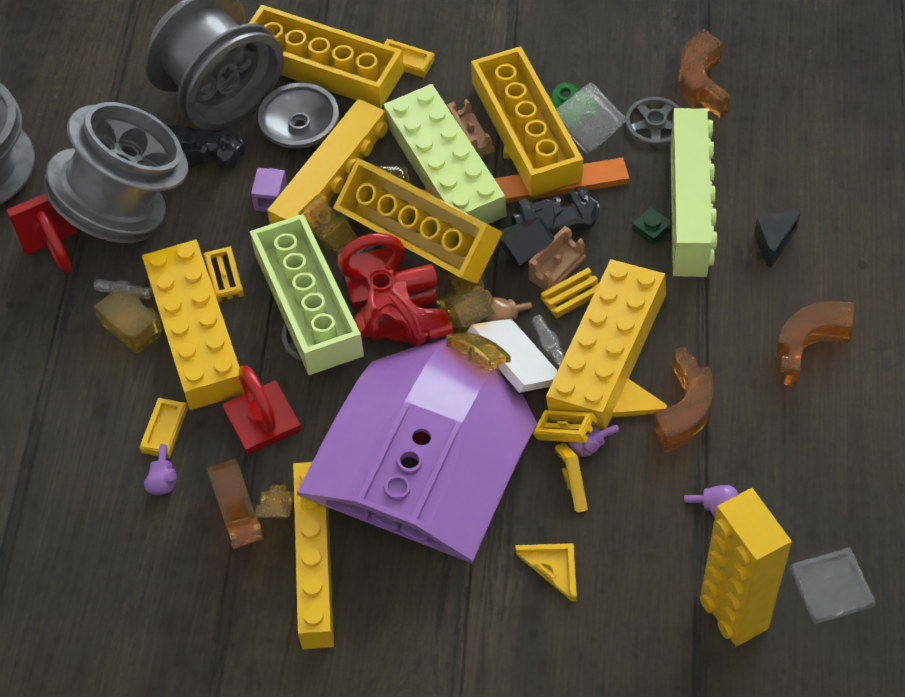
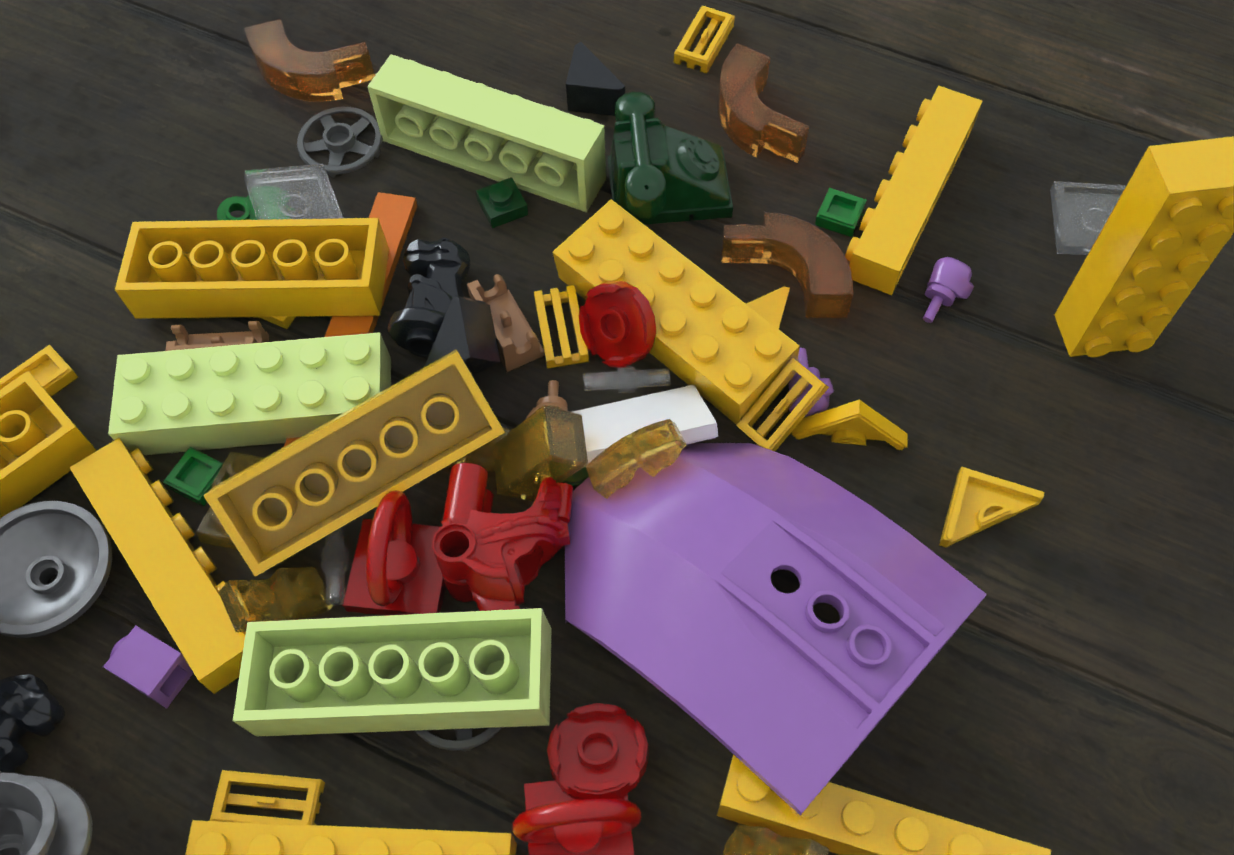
camera: 70 degrees left, 5 degrees up
(305, 407) = (598, 752): none -> red tile
(387, 156) = (193, 475): none -> green tile
(575, 313) = (617, 323): none -> red tile
(715, 300) = (664, 171): none -> dark green piece
(749, 421) = (840, 212): none -> green tile
(792, 456) = (913, 190): none -> yellow brick
(866, 293) = (696, 58): none -> yellow tile

